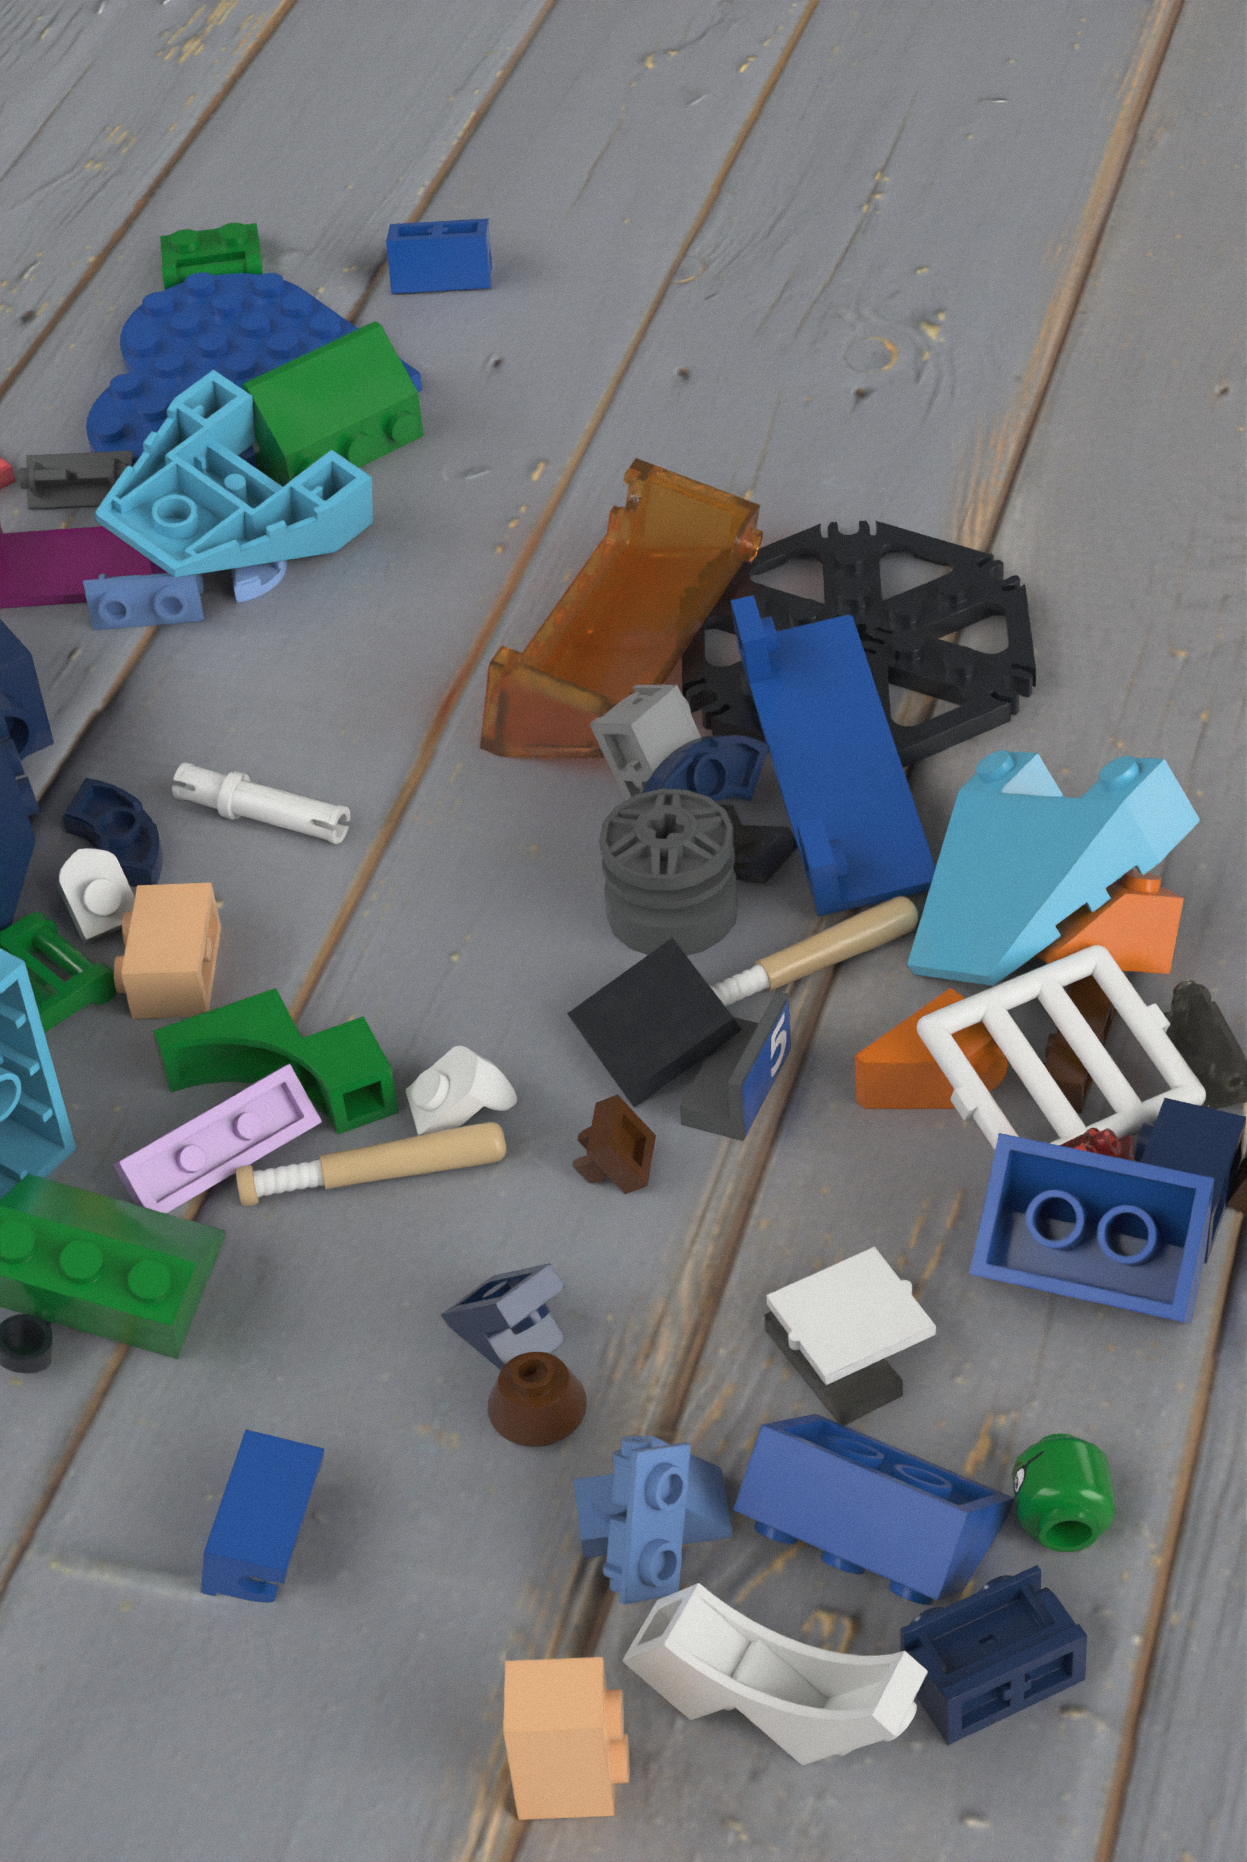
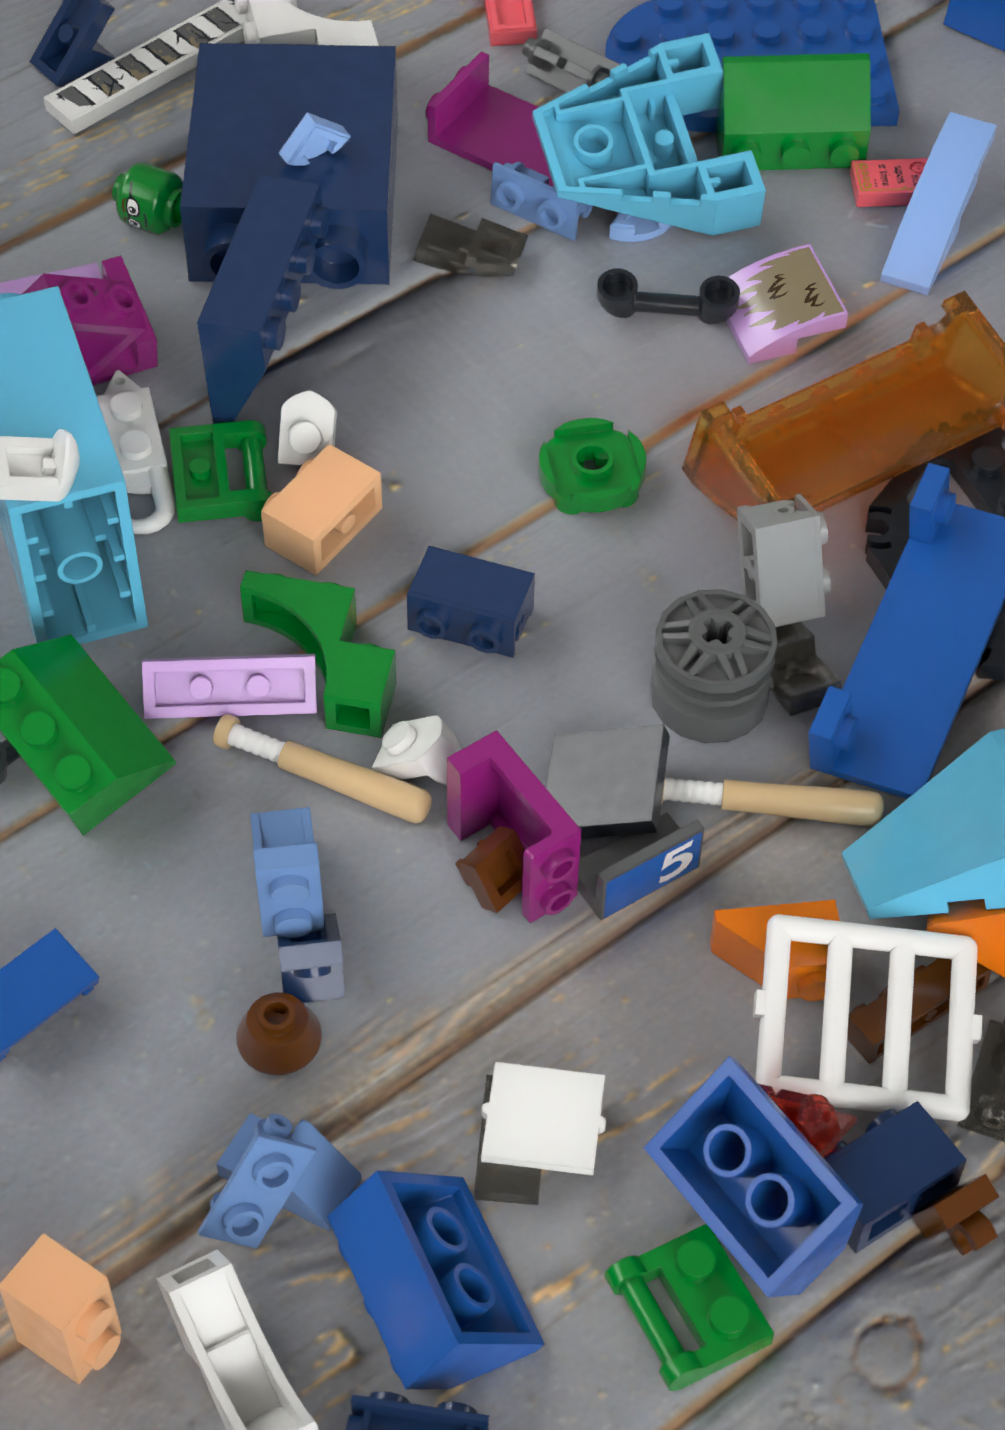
camera: 30 degrees right, 10 degrees up
(117, 824) = (372, 388): dark blue tile -> none
(127, 668) = (458, 249): none -> clear smoke slope
(238, 796) = (473, 410): white pin -> none
(298, 636) = (620, 297): none -> black bar
(390, 948) = (470, 601): none -> dark blue hinge
(427, 790) = (588, 490): none -> green plate
(438, 1249) = (287, 873): none -> medium blue arch
(452, 571) = (784, 301): none -> slope
(472, 428) = (885, 181): none -> coral tile
(526, 425) = (938, 203): none -> light blue slope
(583, 1060) = (498, 789): none -> magenta panel
(713, 767) = (811, 598): dark blue tile -> none
(1063, 1492) = (574, 1367): green head -> none
(1118, 1371) = (707, 1297): none -> green plate

